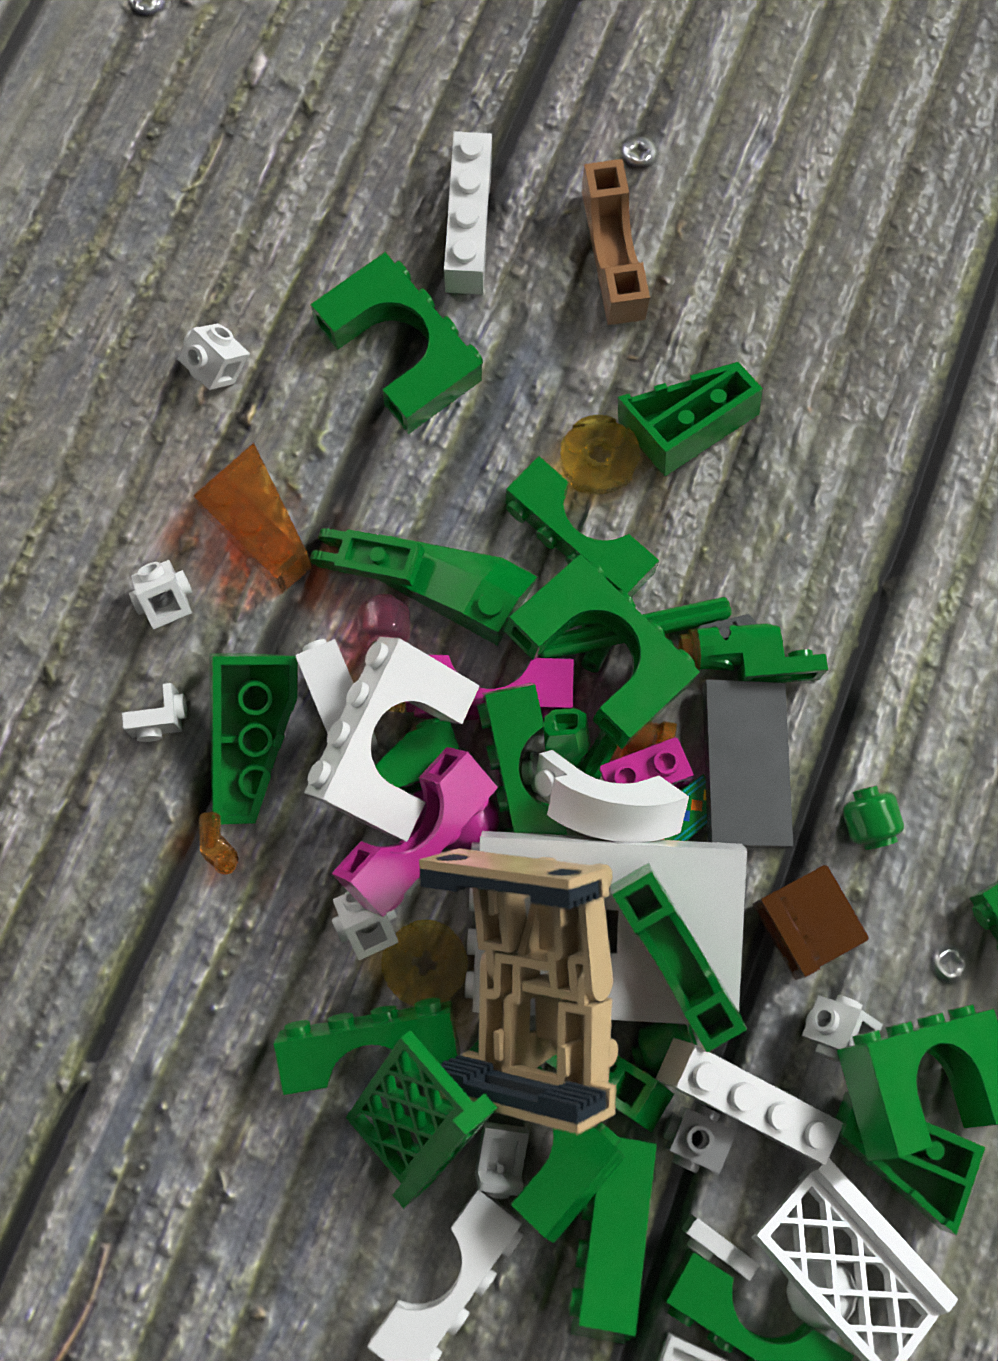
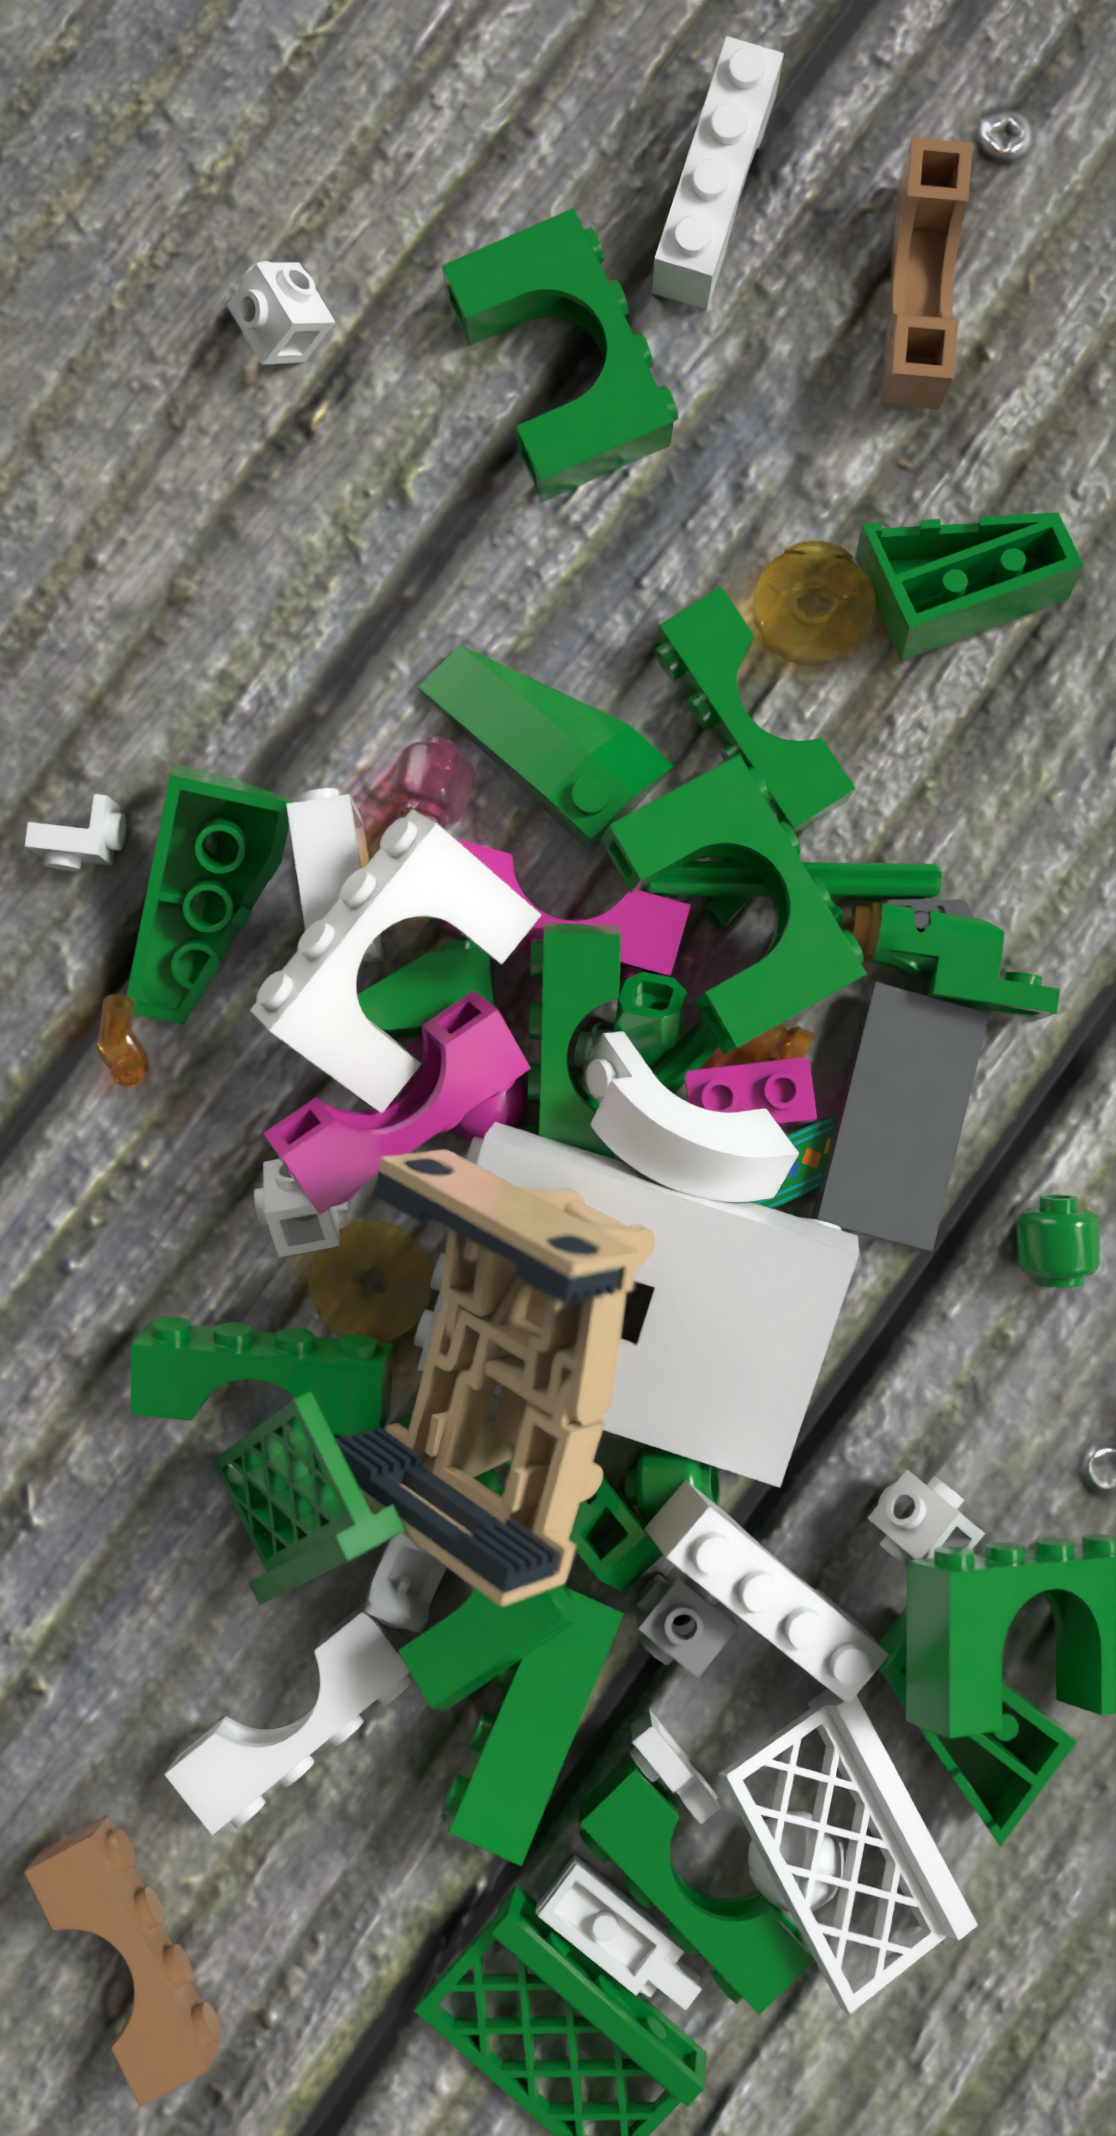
camera: 20 degrees right, 10 degrees up
(160, 593) = (123, 658): white brick -> none
(254, 519) = (284, 575): clear orange wedge -> none
(370, 555) = (438, 677): green hinge -> none
(678, 957) = (730, 1410): green arch -> none
(810, 922) = (926, 1363): reddish brown bracket -> none

